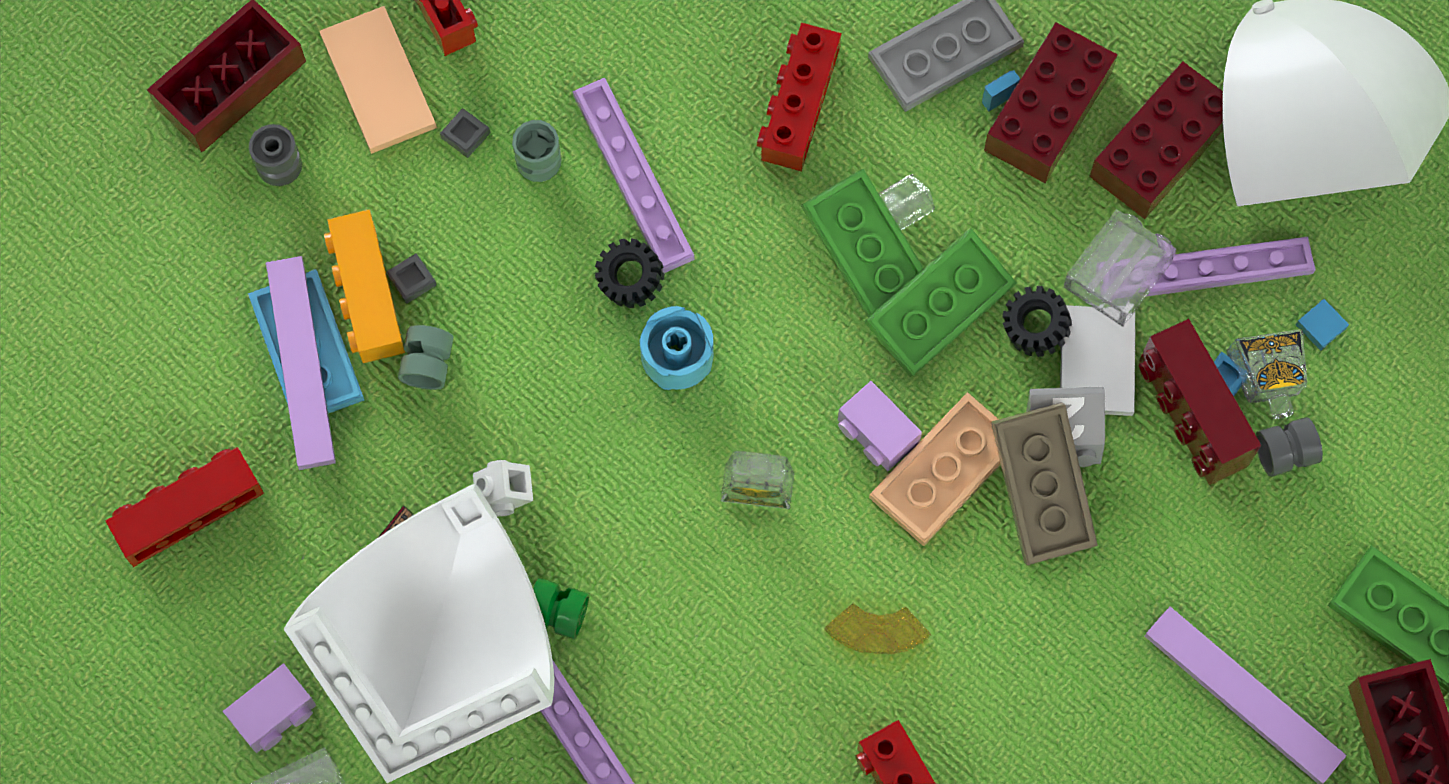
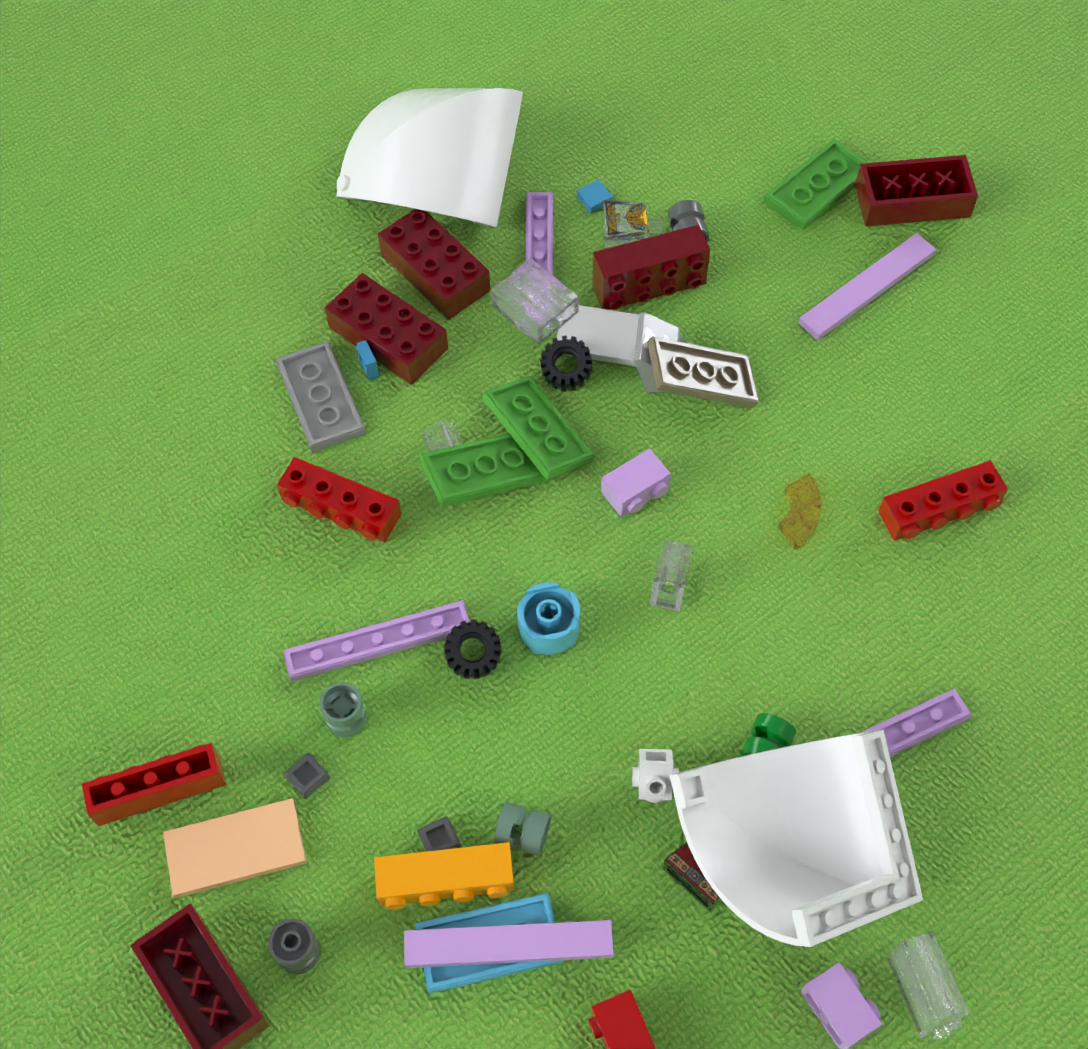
camera: 80 degrees left, 10 degrees down
(941, 471) = (680, 447): light nougat tile -> none

